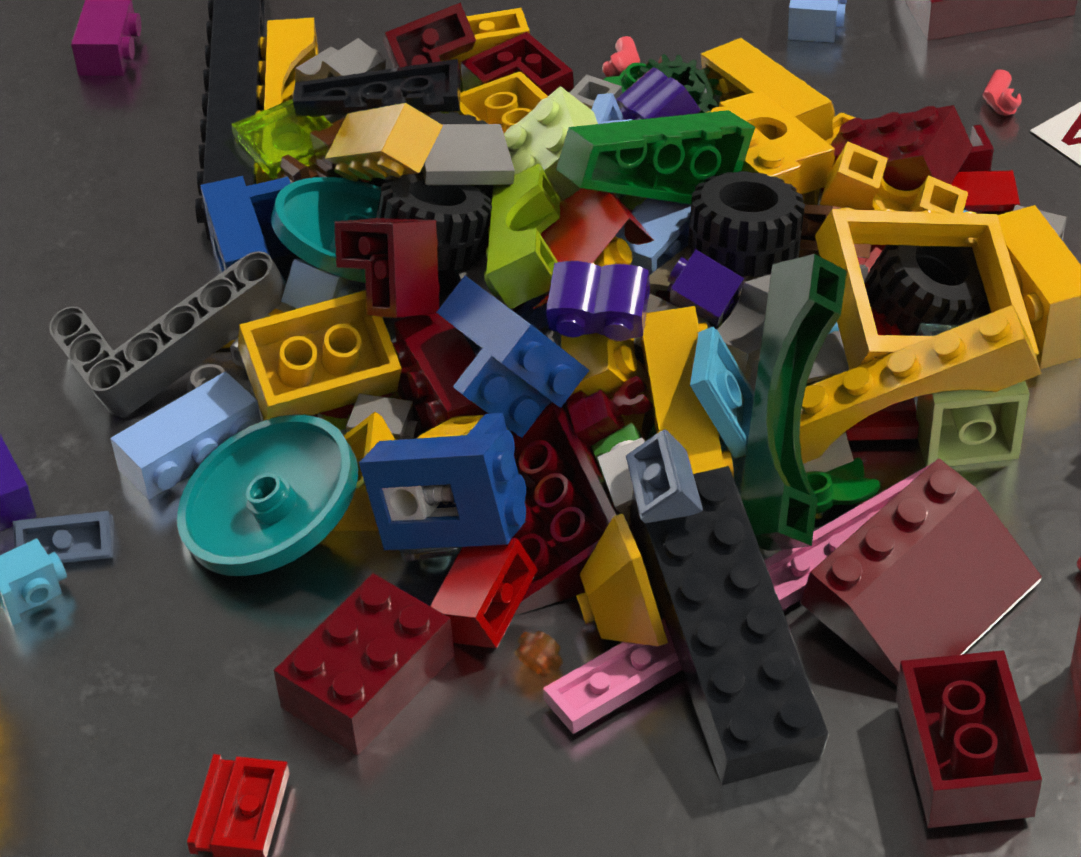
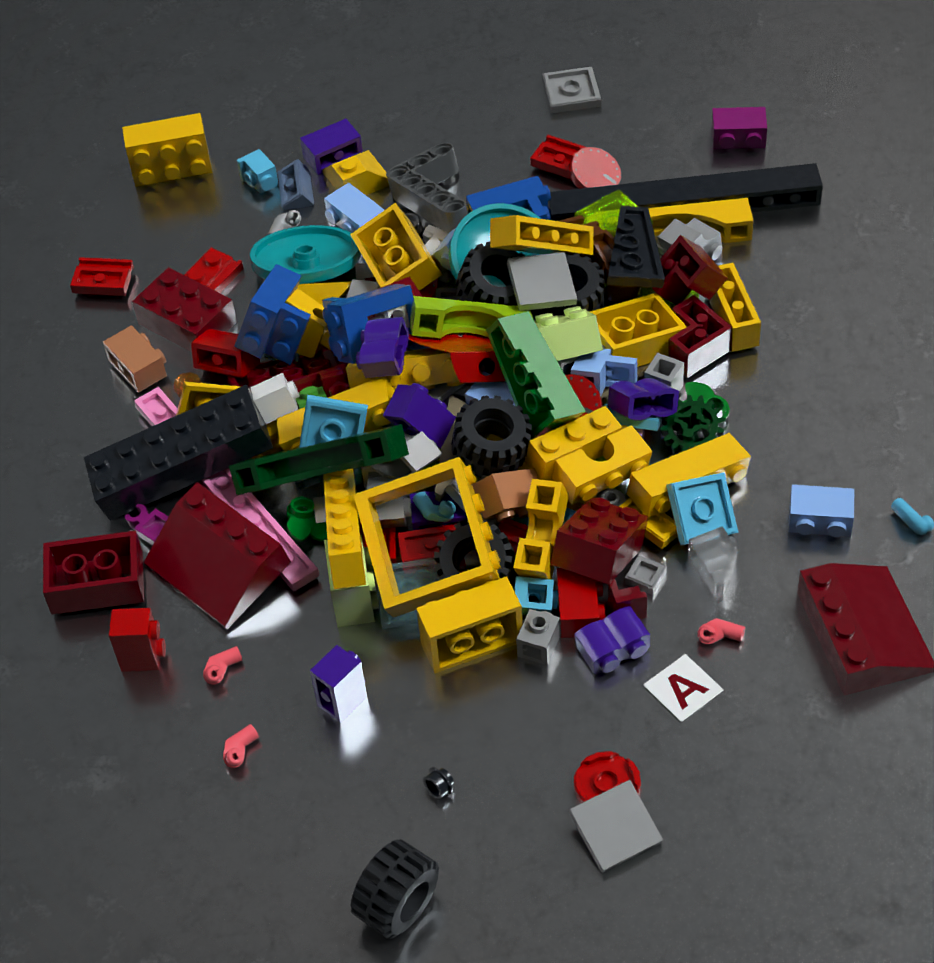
camera: 90 degrees right, 5 degrees up
(65, 457) = (359, 170): none -> yellow slope
(106, 211) = (555, 155): none -> red plate
(152, 169) = (594, 168): none -> tile
(159, 548) = (285, 221): none -> light grey arm
(253, 643) = (215, 270): none -> red plate
(397, 263) = (432, 255): dark red brick -> none
(475, 723) = (135, 358): none -> nougat brick
(625, 56) = (742, 403): coral arm -> none
(663, 479) = (243, 394): sand blue slope -> none
(828, 80) = (701, 506): none -> medium azure tile
(849, 678) = (147, 525): none -> magenta plate
(901, 85) = (714, 560): none -> clear slope
(1038, 175) = (612, 640): none -> dark purple brick

